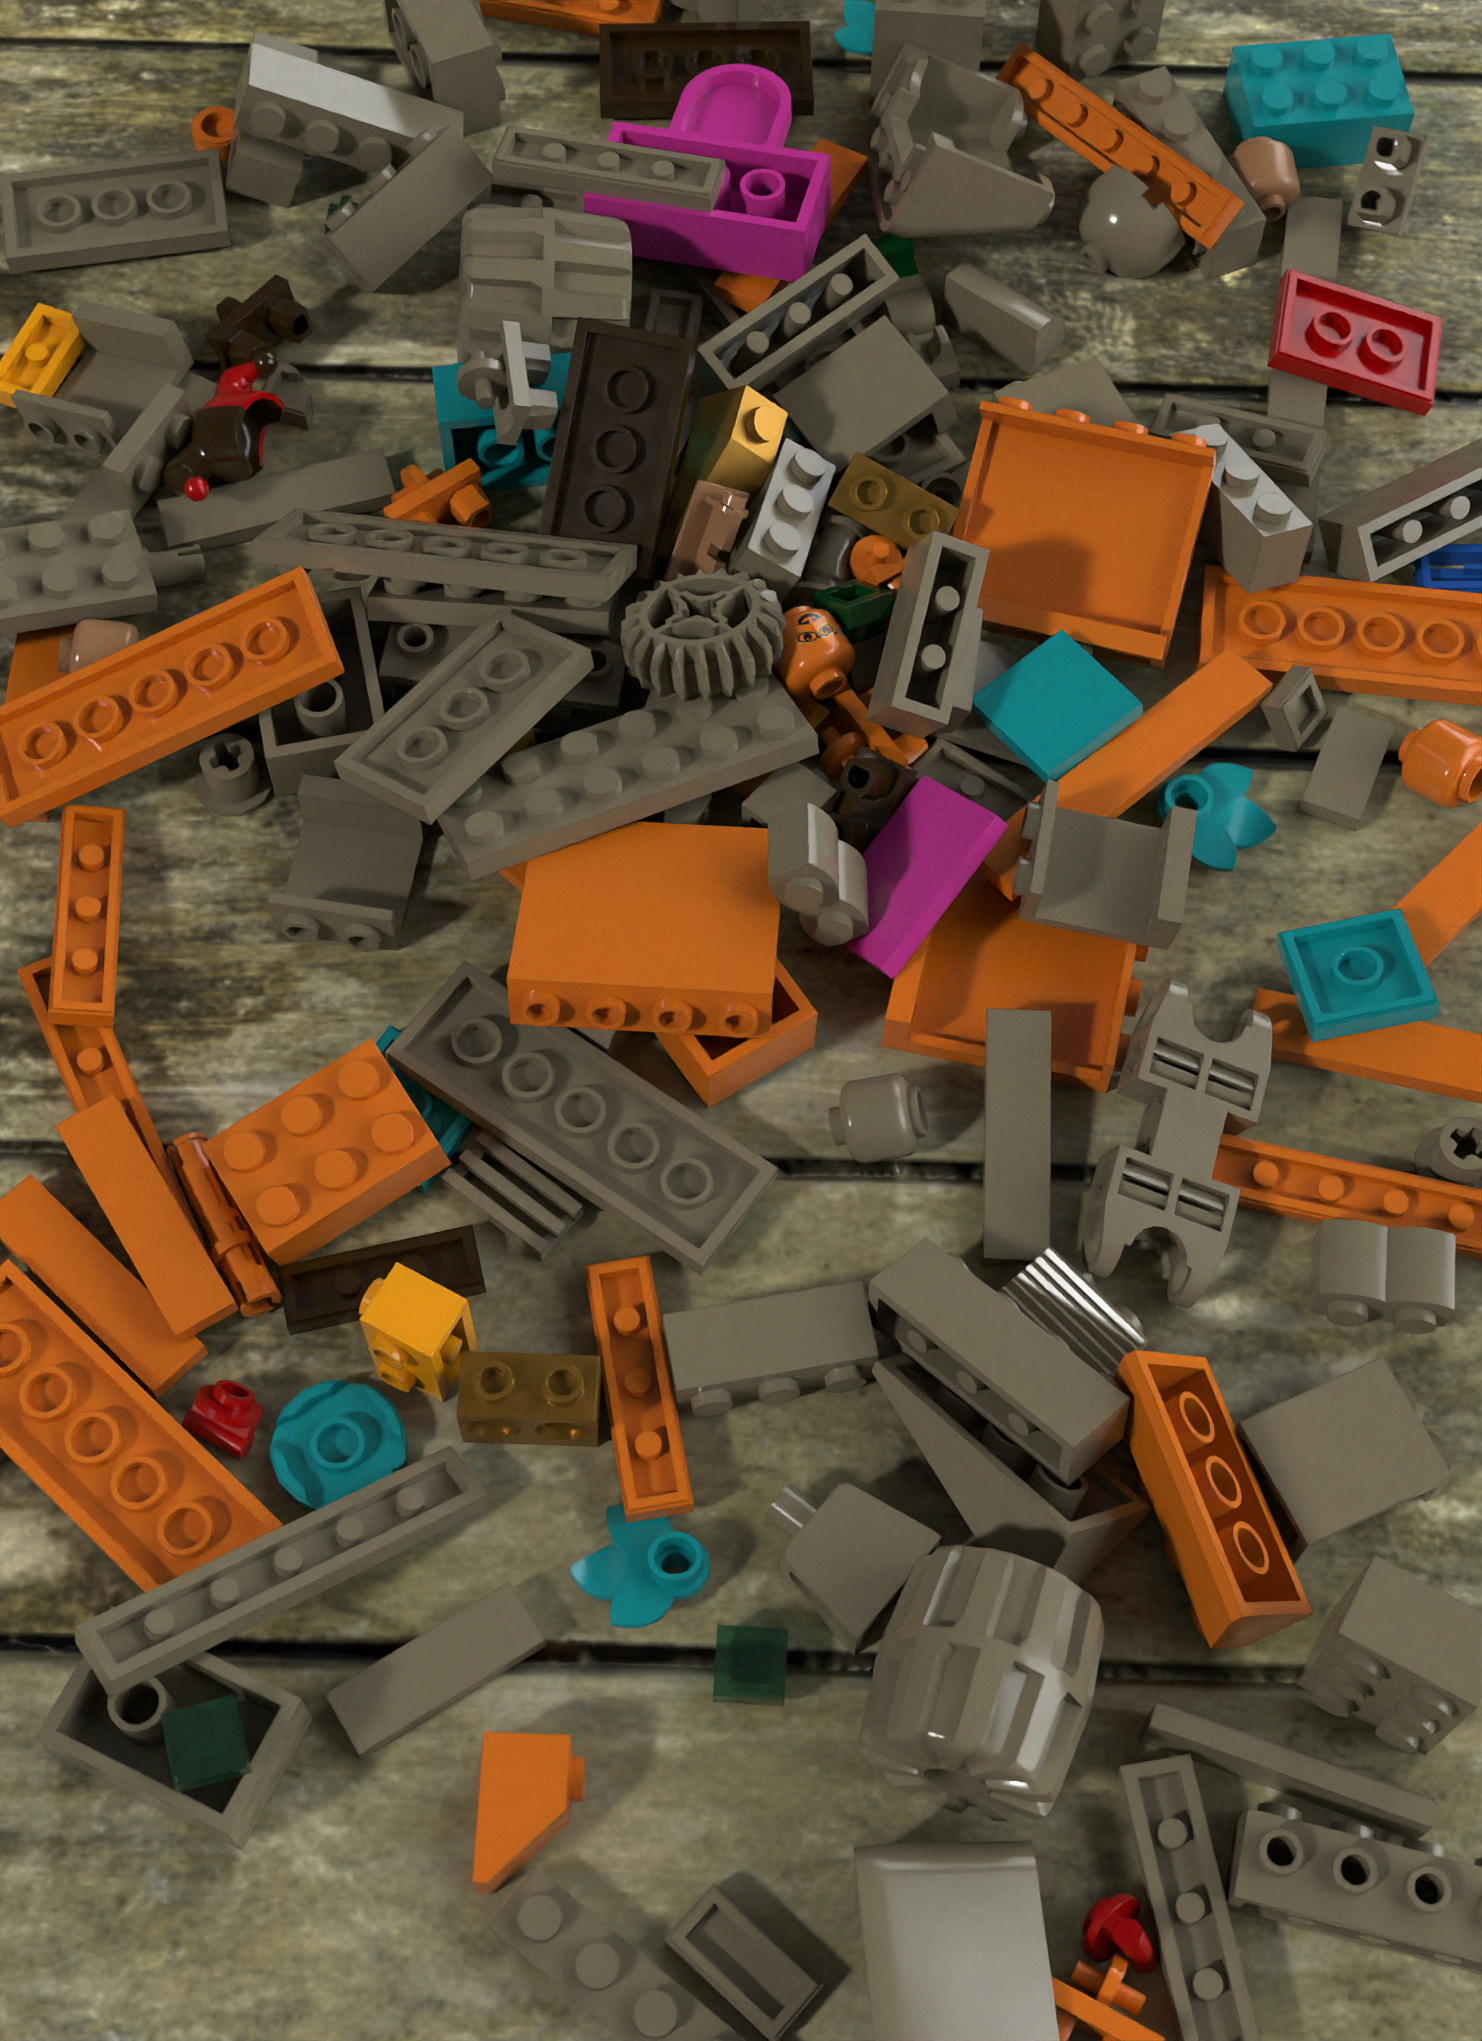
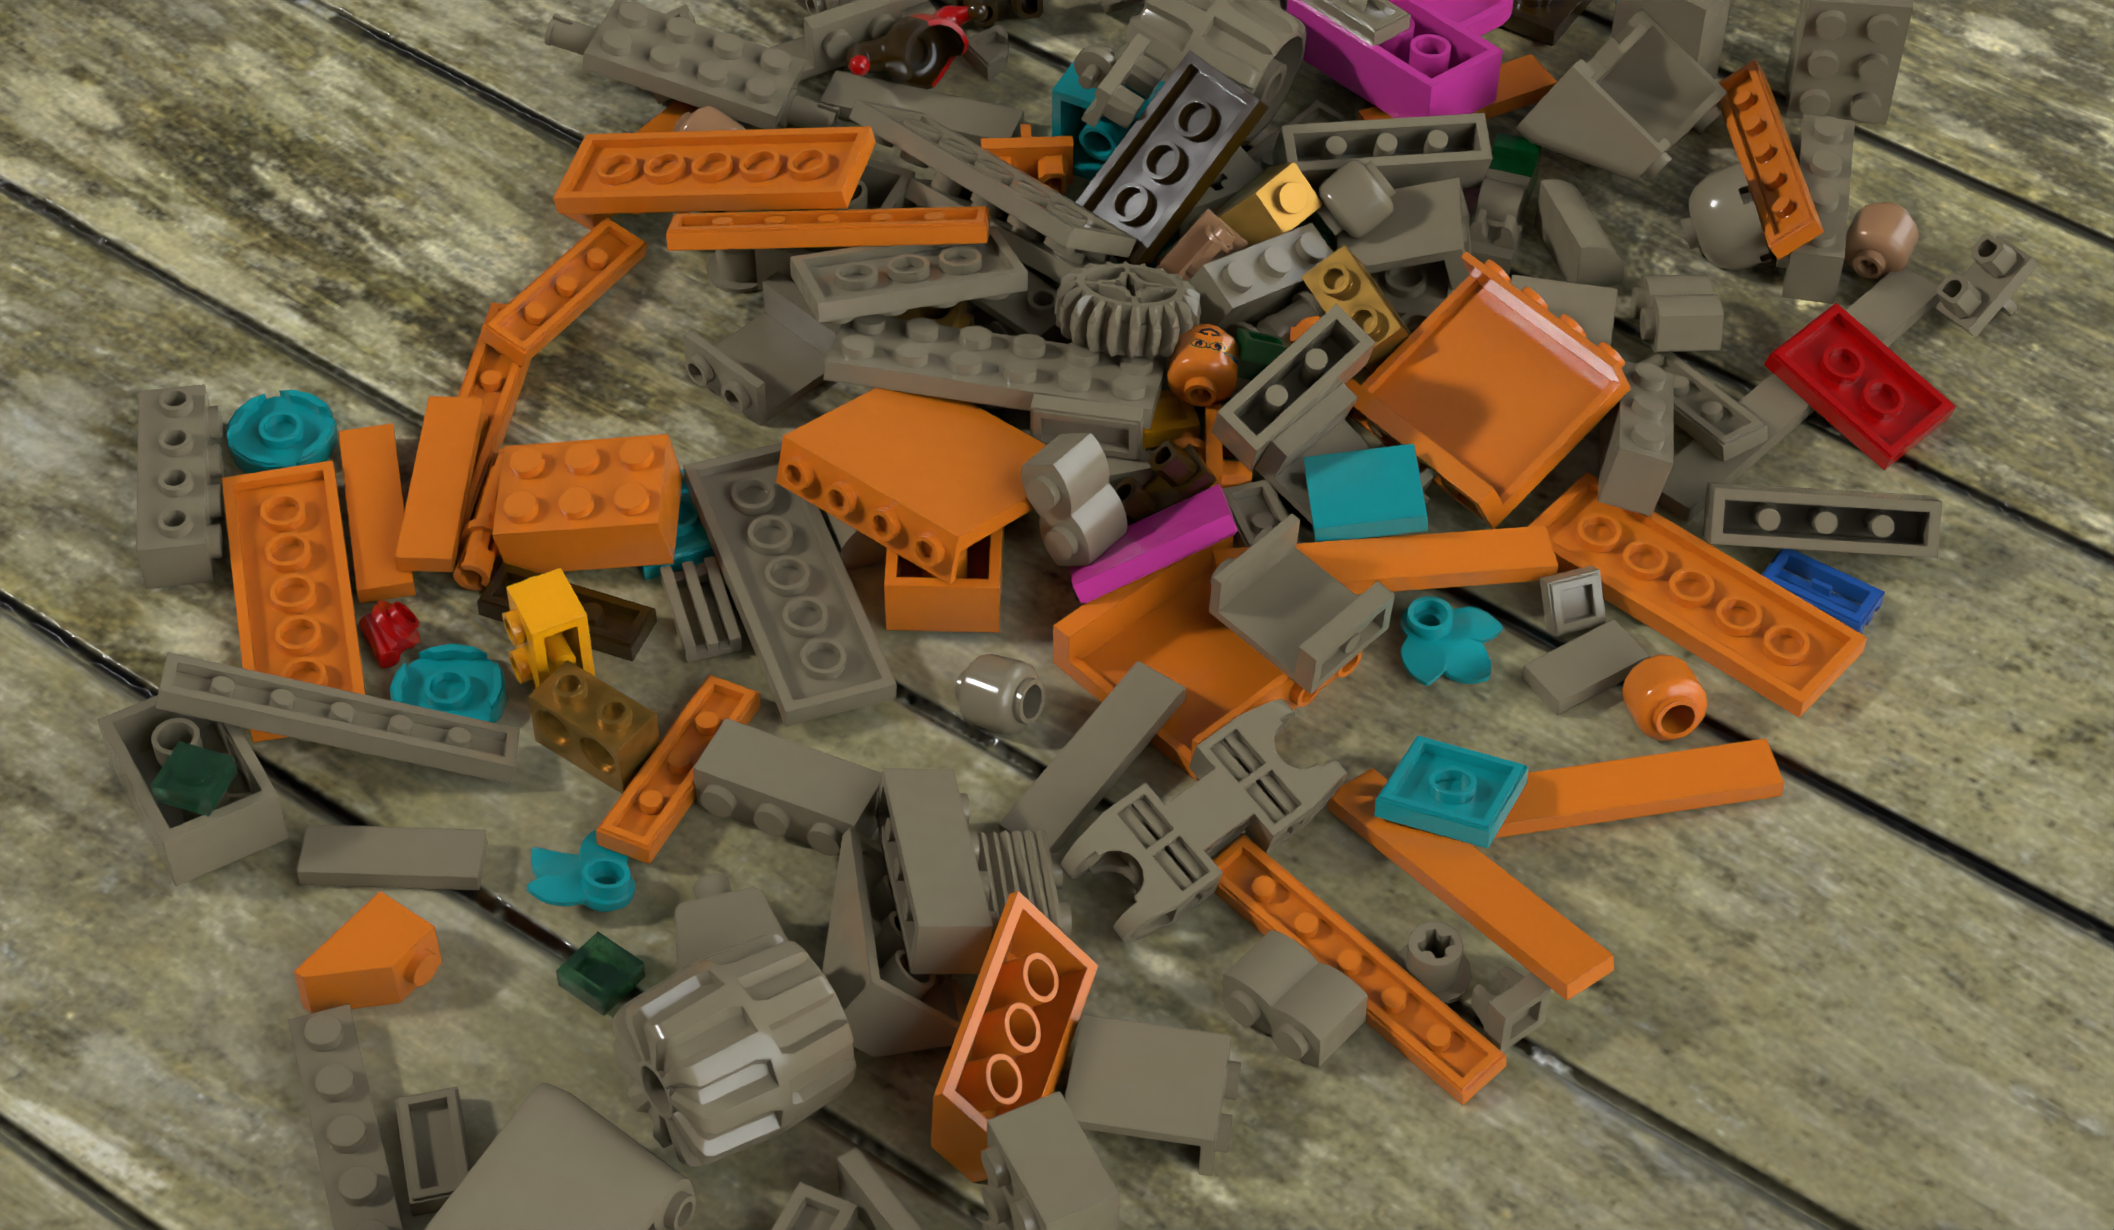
camera: 35 degrees right, 15 degrees down
(339, 706) = (828, 228): none -> orange tile
(760, 785) = (1113, 425): none -> dark tan tile
(811, 389) = (1355, 199): none -> dark tan head
(1159, 350) = (1678, 313): none -> dark tan brick
(1317, 96) = (1968, 192): teal brick -> none

